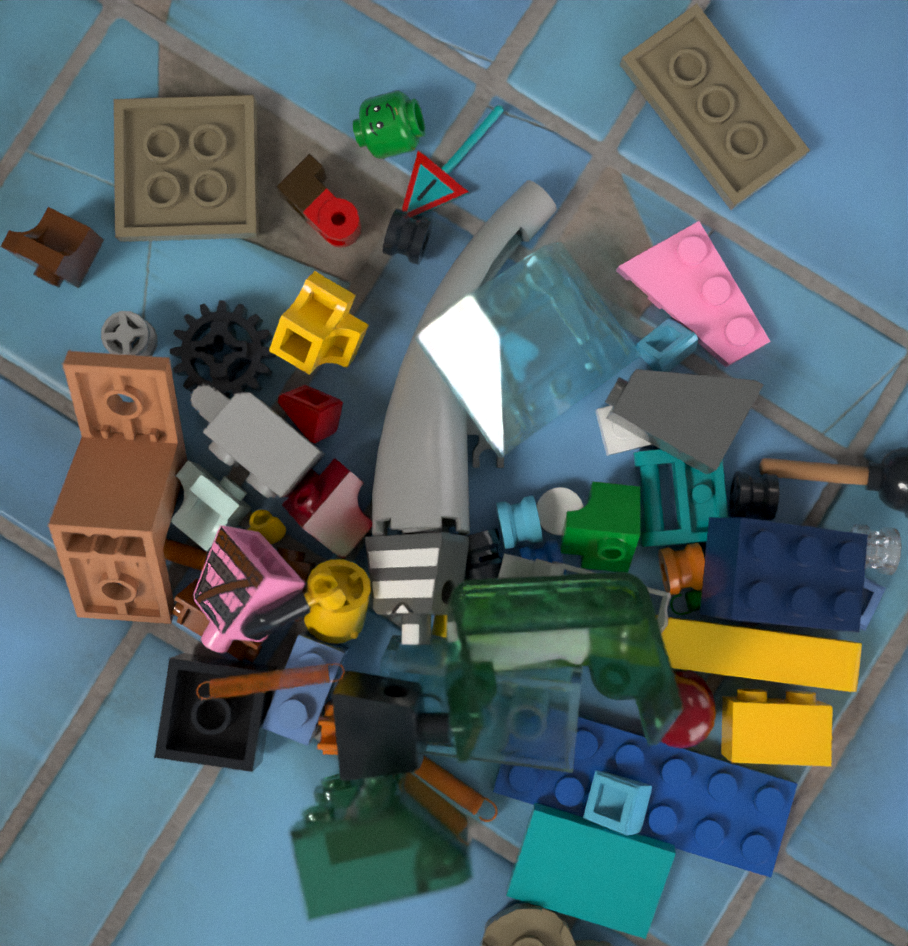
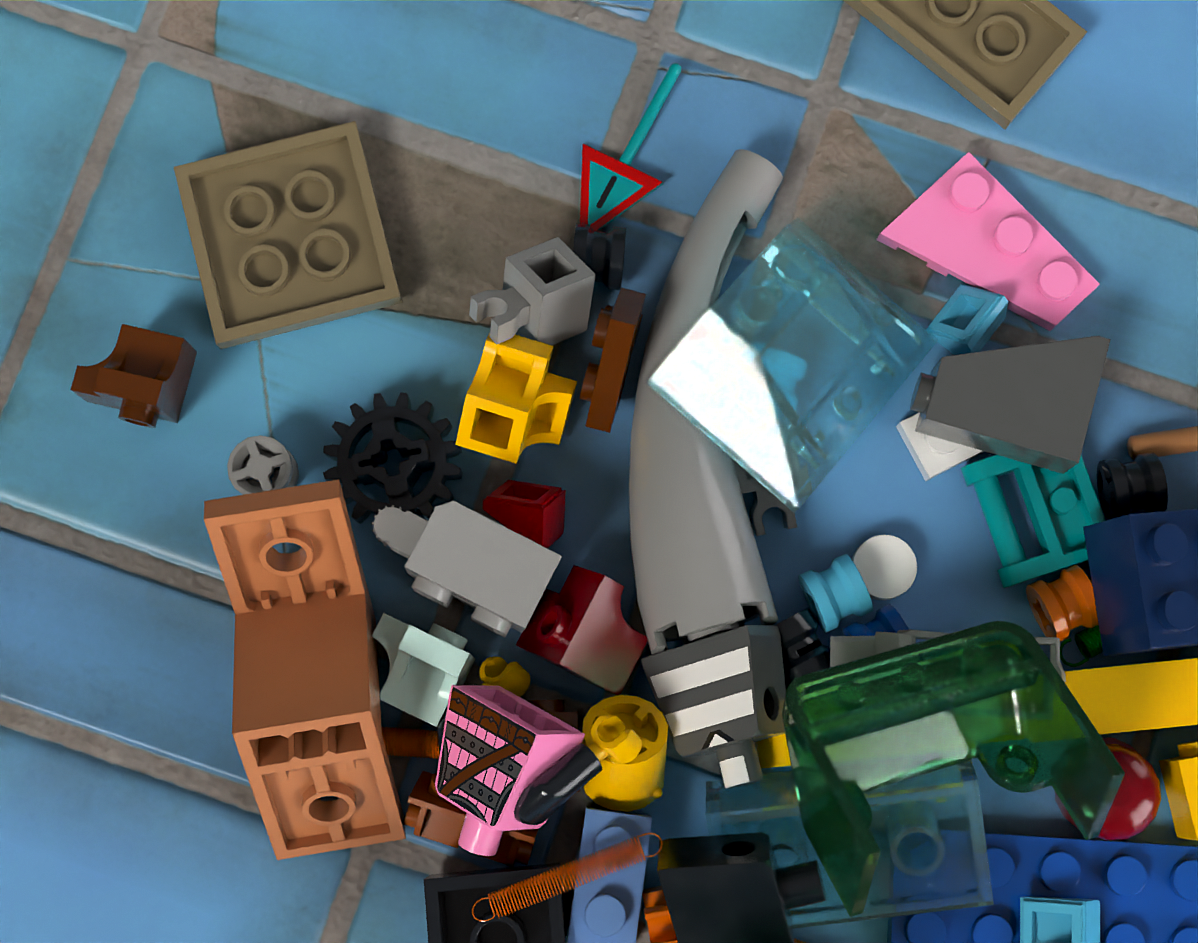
camera: 20 degrees left, 5 degrees down
(329, 216) = (467, 239): leg -> none
(357, 256) = (541, 298): none -> light grey brick
(389, 124) = (540, 119): green head -> none
(403, 299) = (616, 335): none -> reddish brown hinge
(605, 528) = (953, 573): green brick -> none

